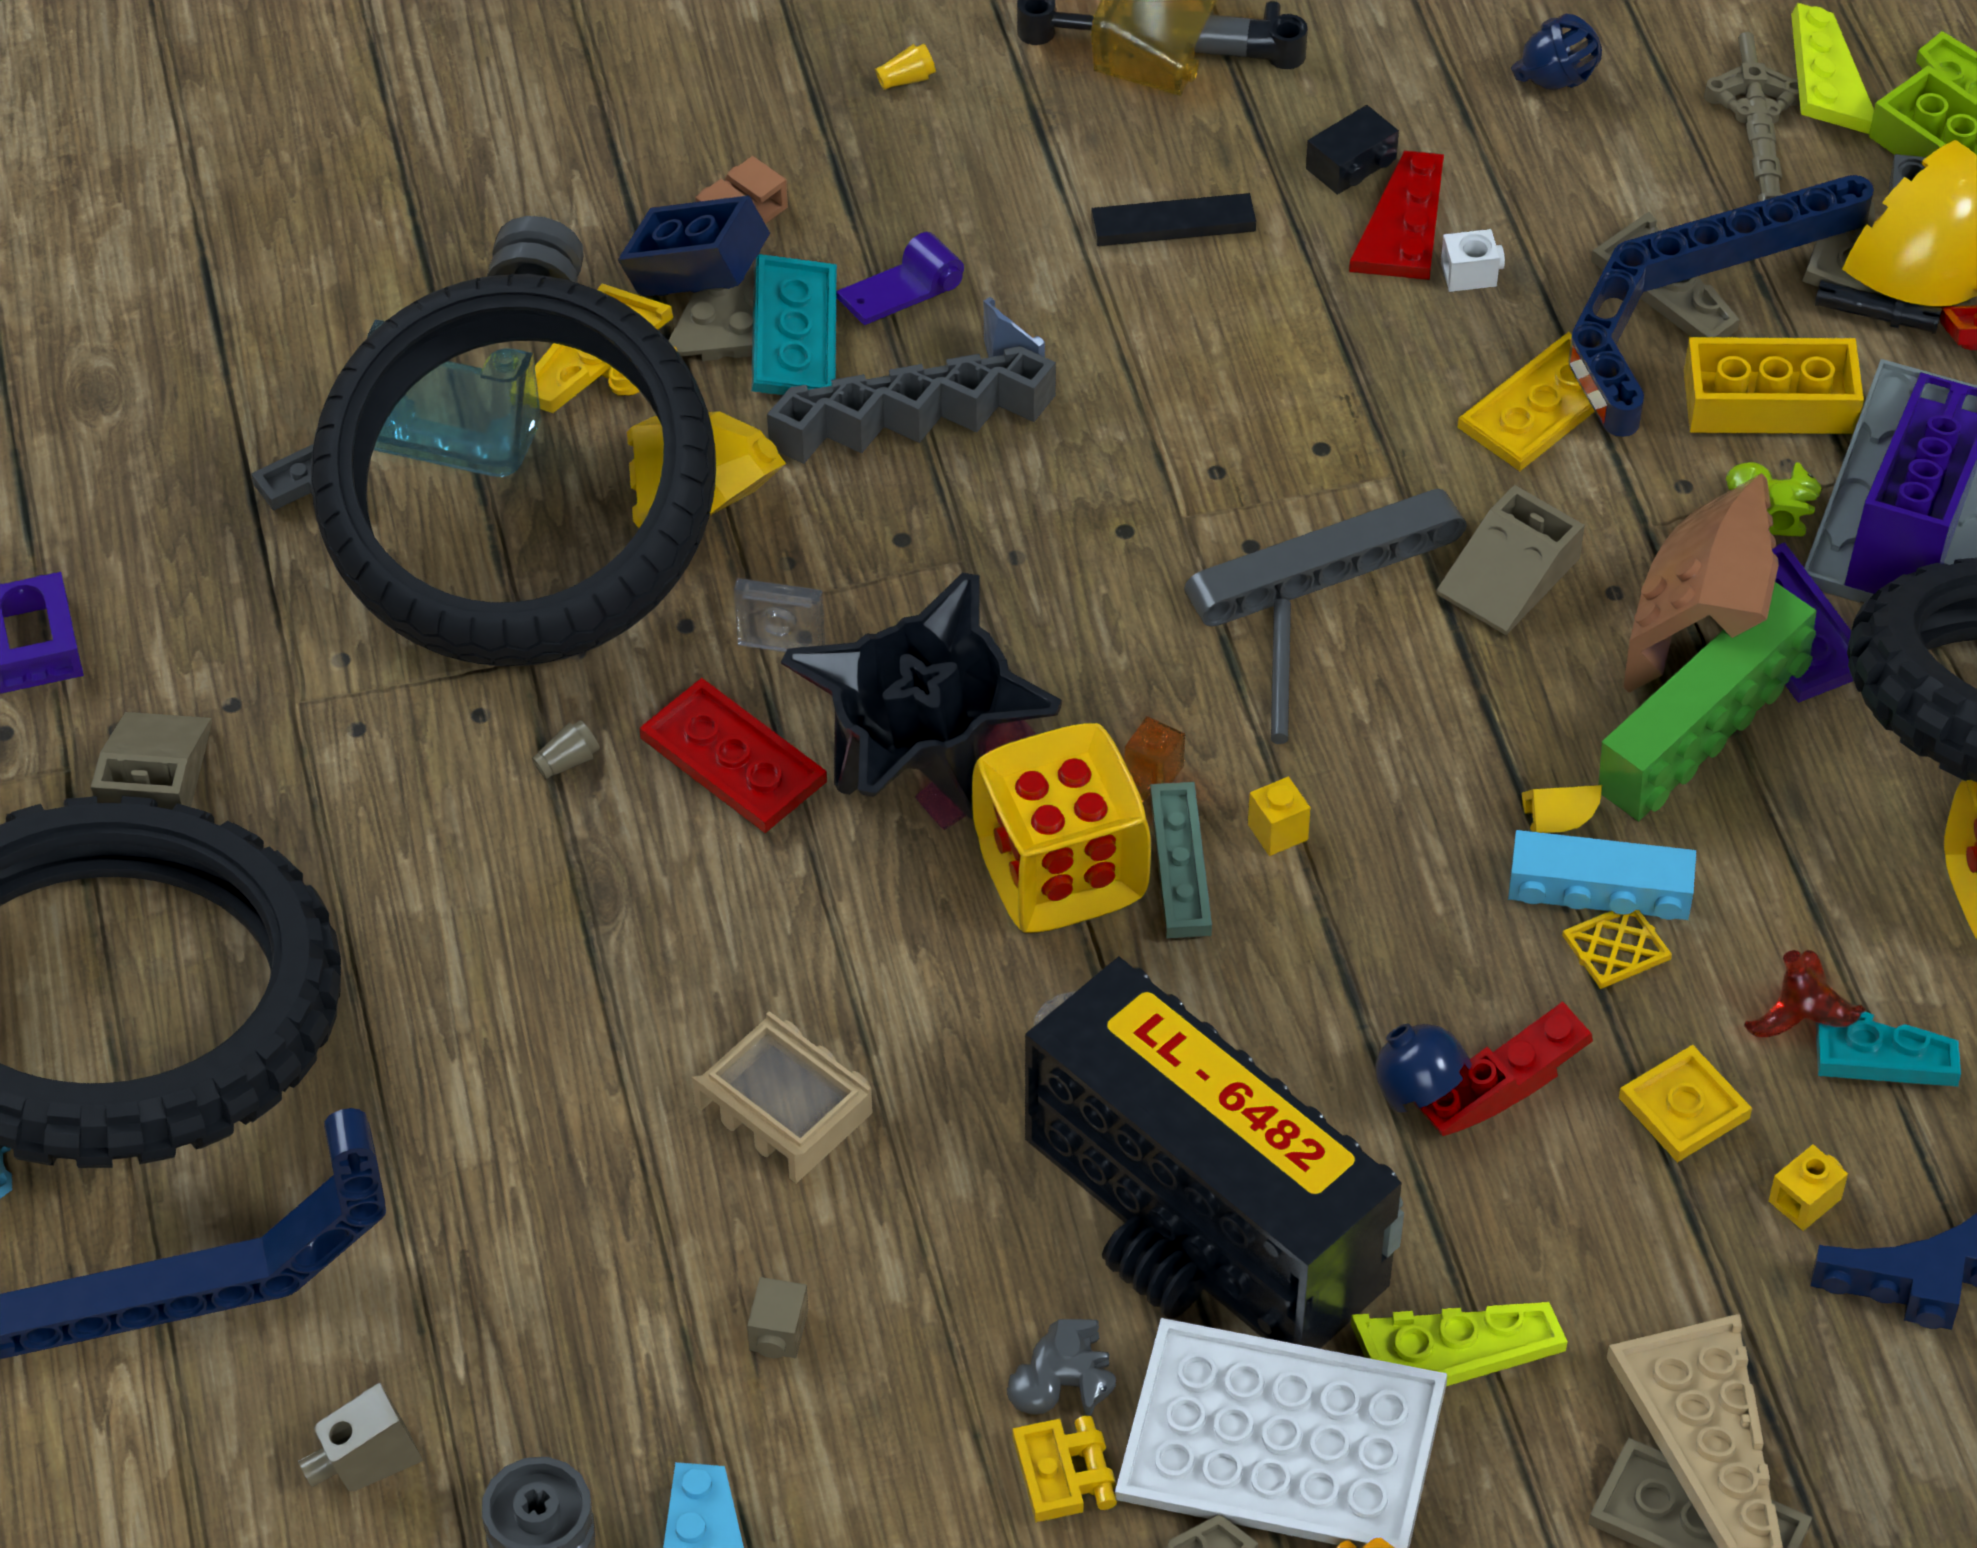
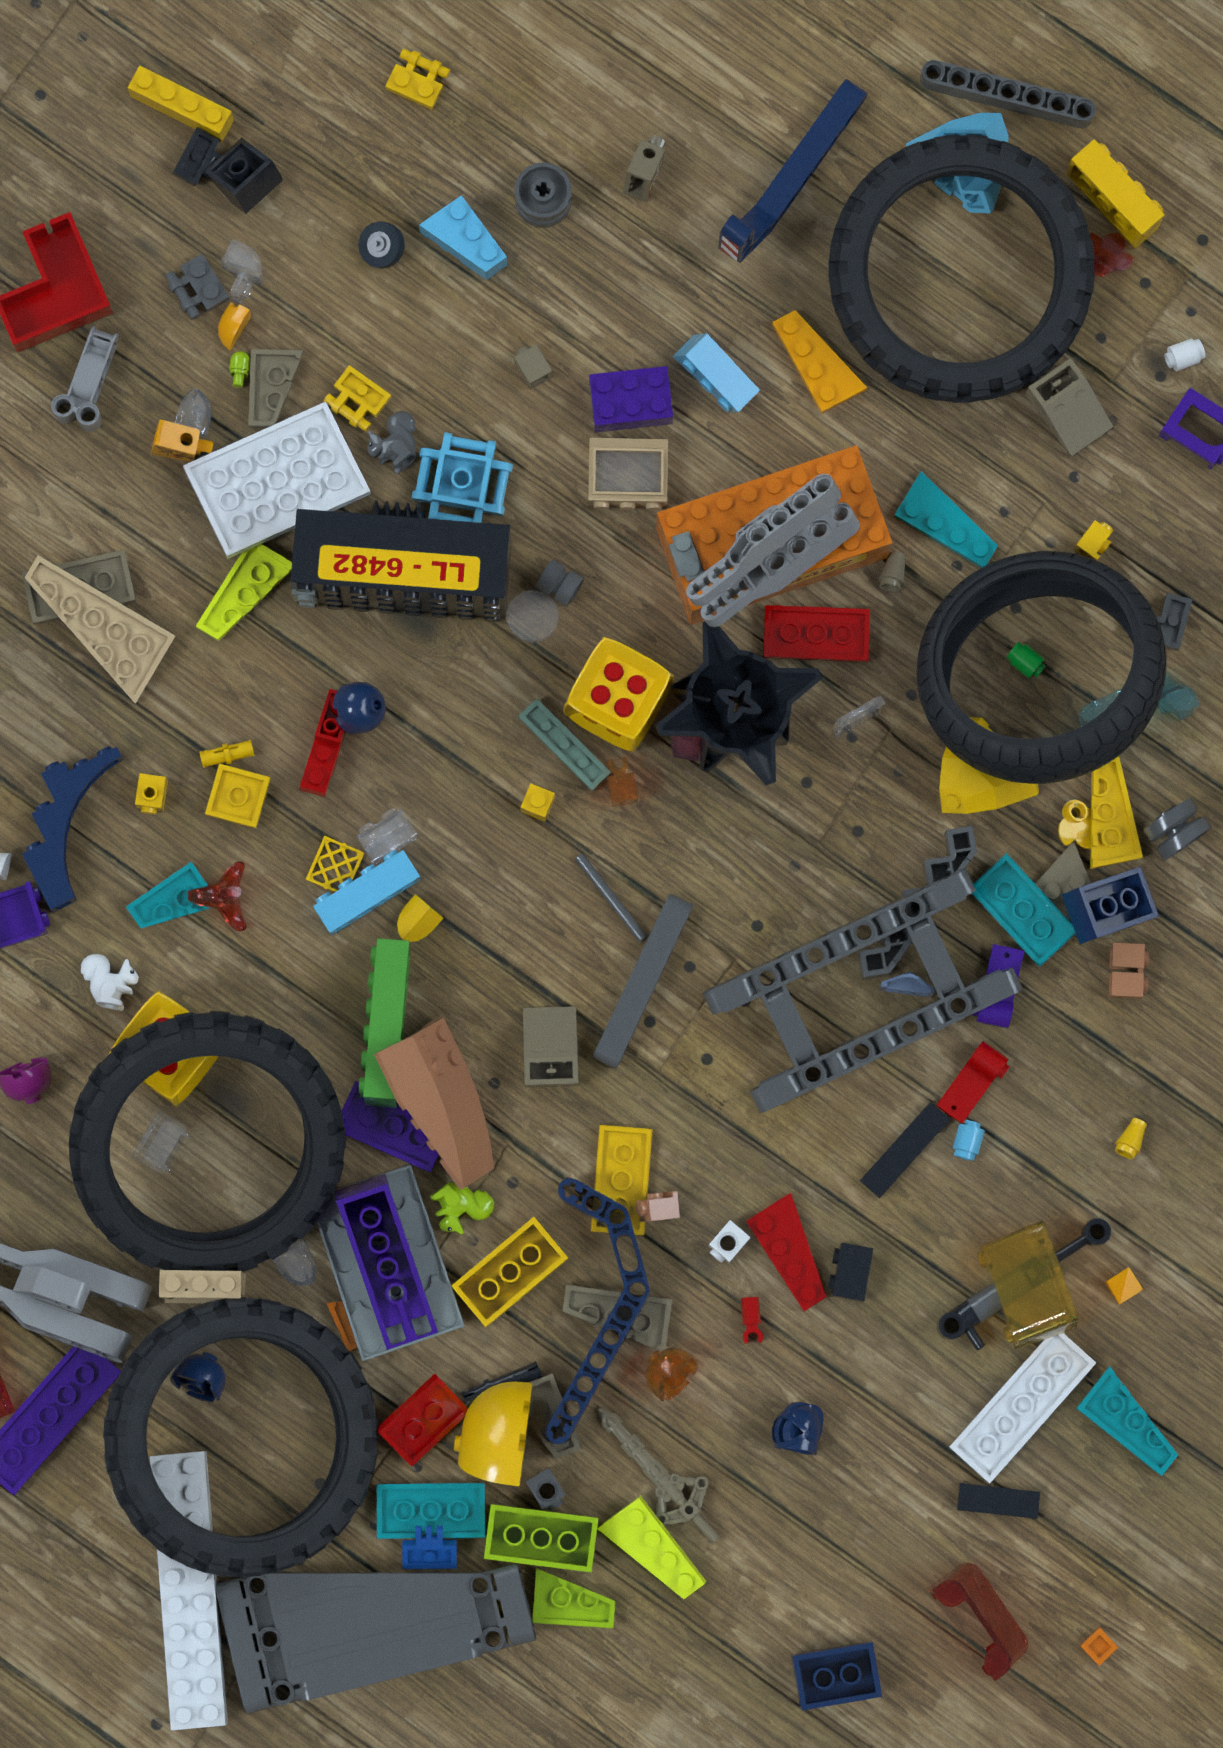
camera: 135 degrees right, 30 degrees up
(291, 611) = (1094, 540): none -> yellow brick
(400, 1047) = (818, 365): none -> light orange wing
(444, 770) = (943, 521): none -> teal wing
(512, 552) = (1026, 660): none -> green brick
(543, 1126) = (716, 372): none -> medium azure wedge
(676, 863) = (706, 528): none -> orange piece
(688, 1176) = (631, 399): none -> dark purple brick
(743, 772) = (775, 549): none -> light grey beam
(1000, 1024) = (558, 582): none -> dark grey wheel
(1005, 233) = (973, 1082): none -> red door
(1021, 1244) = (462, 479): none -> medium azure brick
(1092, 175) = (968, 1140): none -> medium azure brick
(1163, 430) = (839, 944): none -> dark grey beam
(1512, 187) = (751, 1317): none -> red bar
(1517, 917) = (386, 835): none -> clear brick
(1526, 333) = (658, 1206): none -> nougat brick
(1661, 186) = (668, 1372): none -> clear orange cylinder
(1684, 1173) = (226, 753): none -> yellow pin

